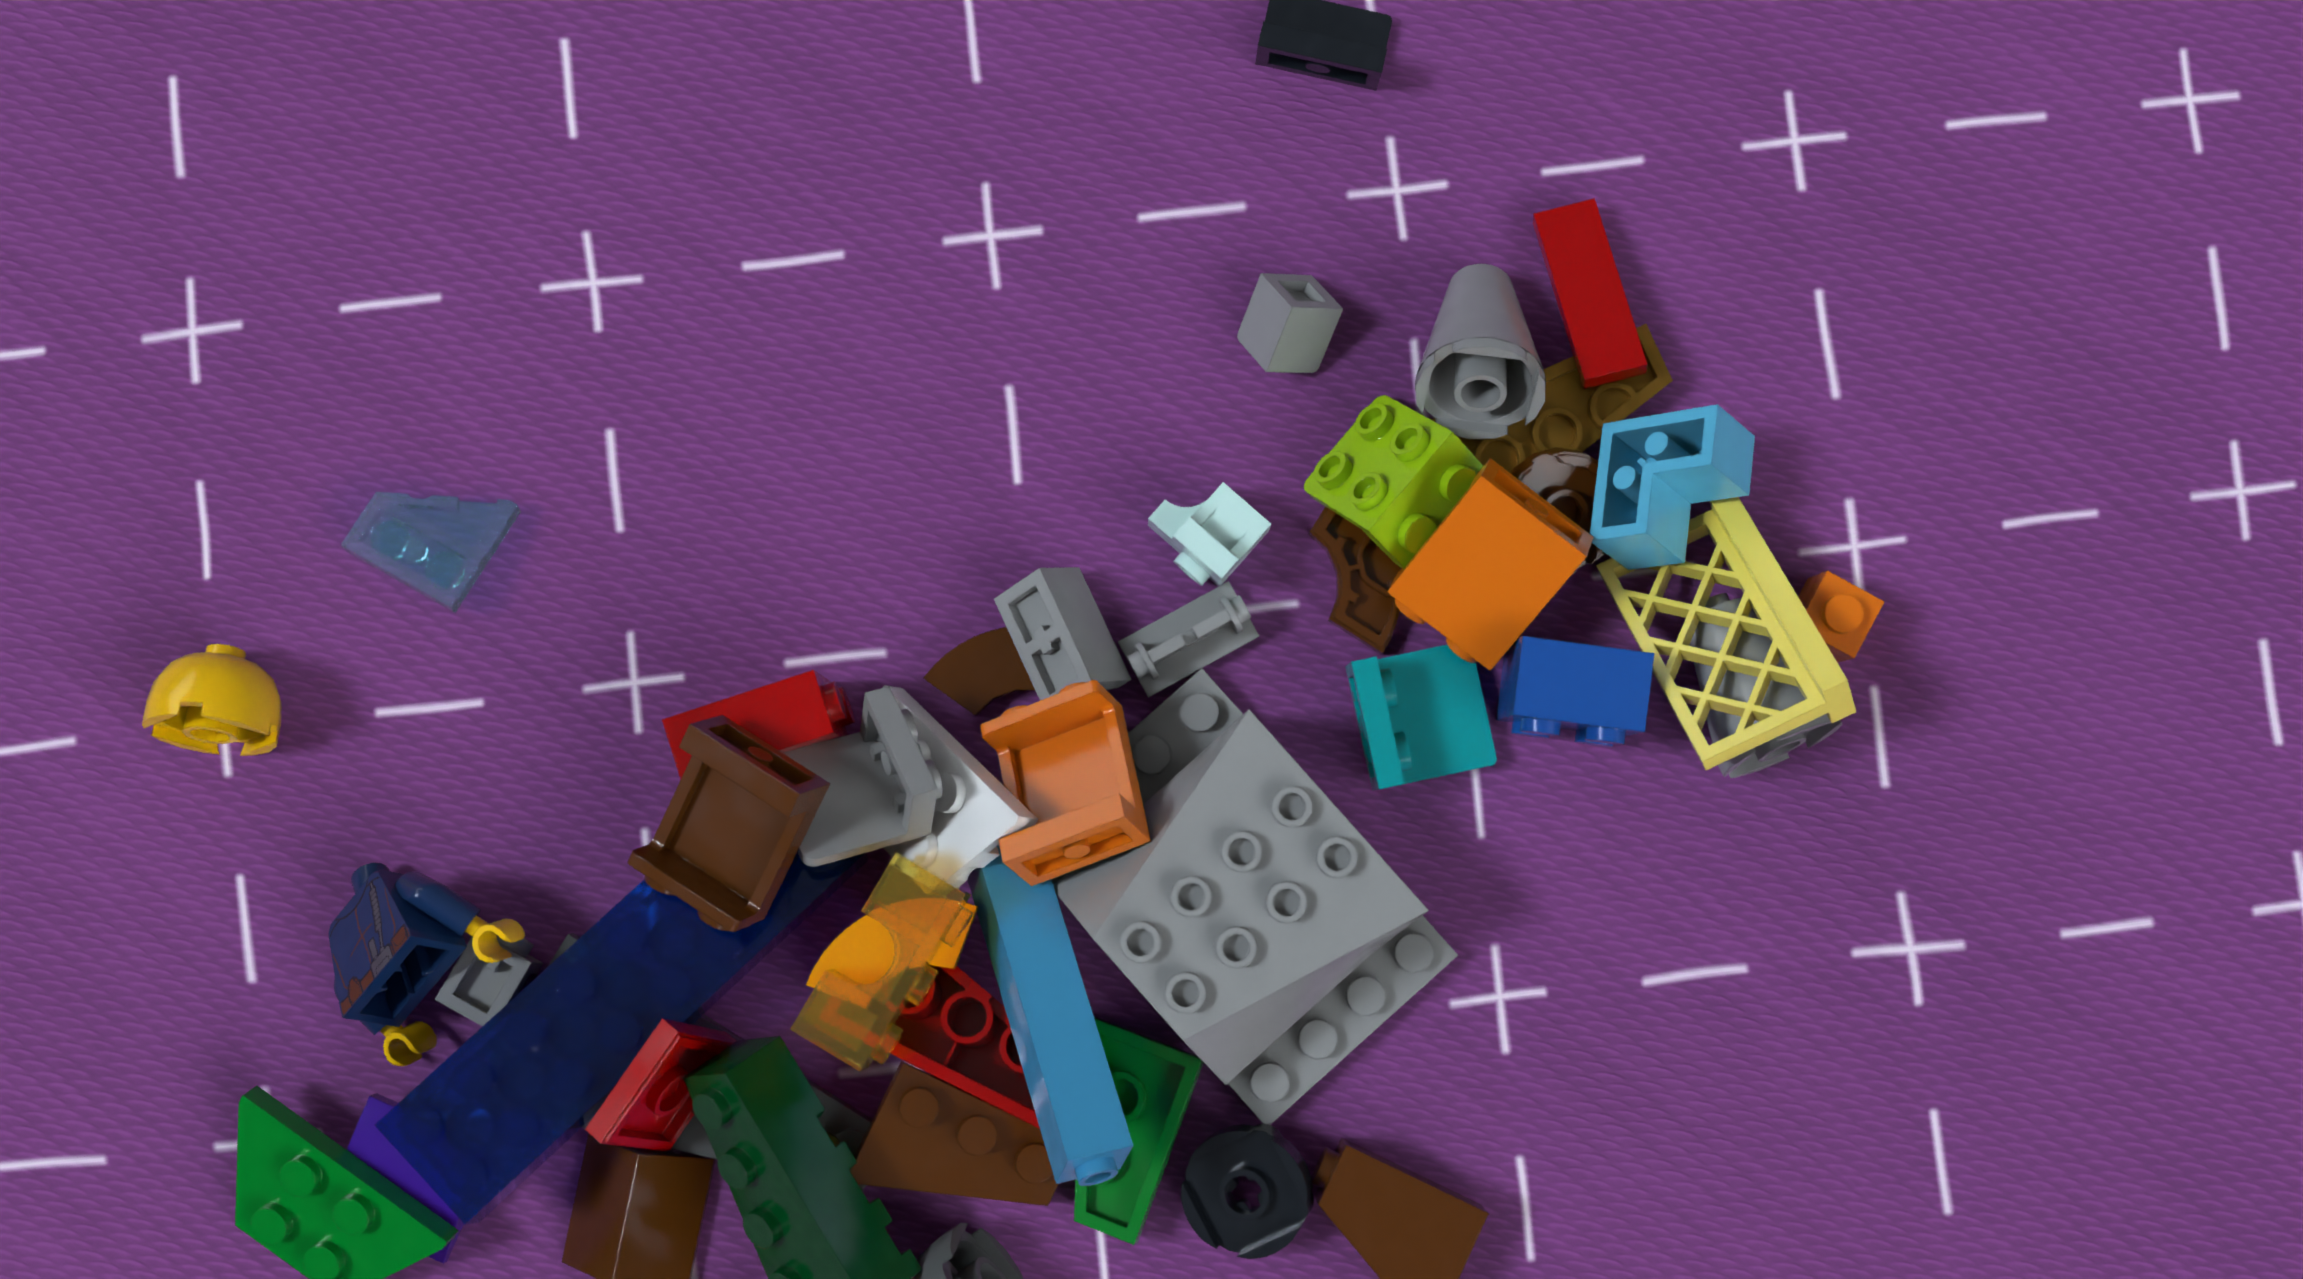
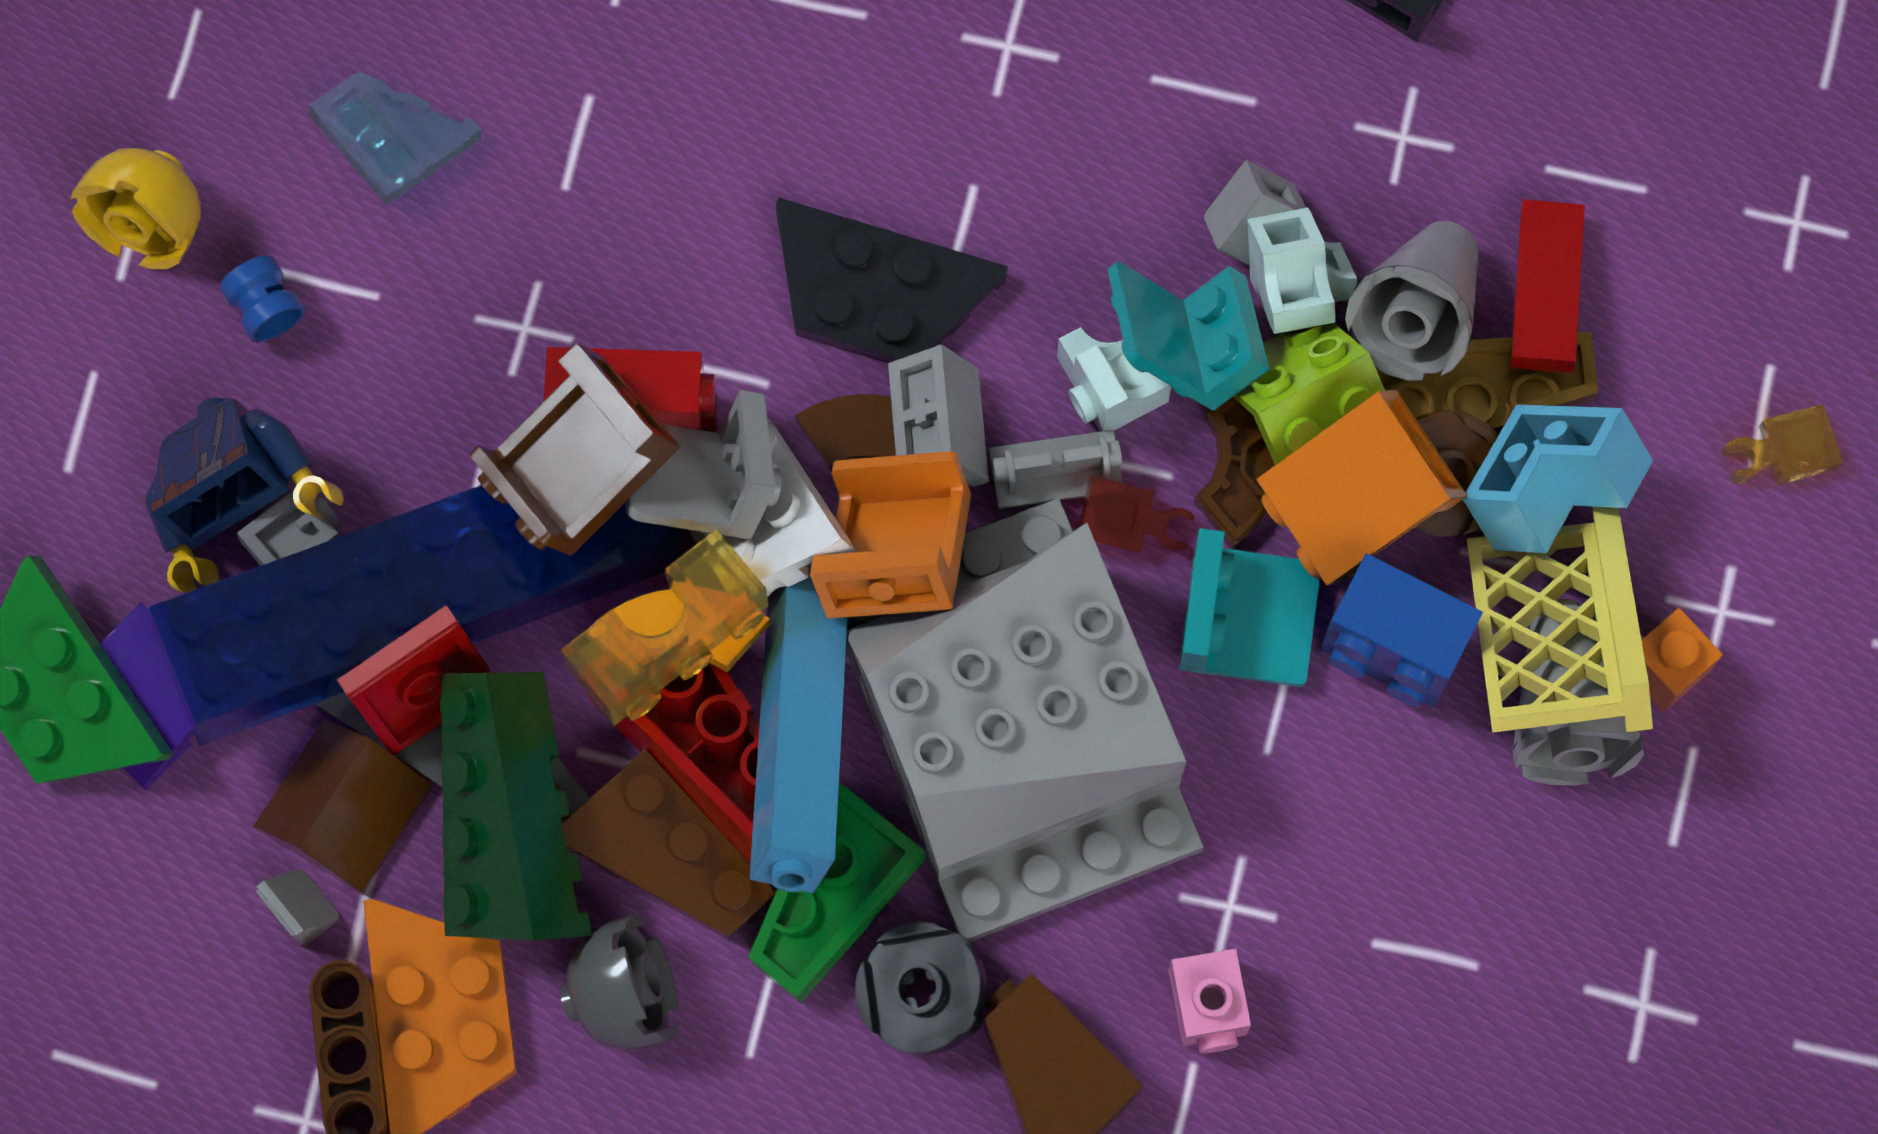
camera: 20 degrees right, 10 degrees down
(370, 751) = (262, 298): none -> blue wheel
(952, 521) = (875, 286): none -> black wing
(1267, 663) = (1123, 515): none -> clear red plate
(1275, 476) = (1196, 345): none -> teal bracket
(1350, 367) = (1296, 270): none -> light aqua brick
(1517, 1101) = (1209, 1000): none -> bright pink brick
(1867, 364) = (1792, 445): none -> clear yellow plate

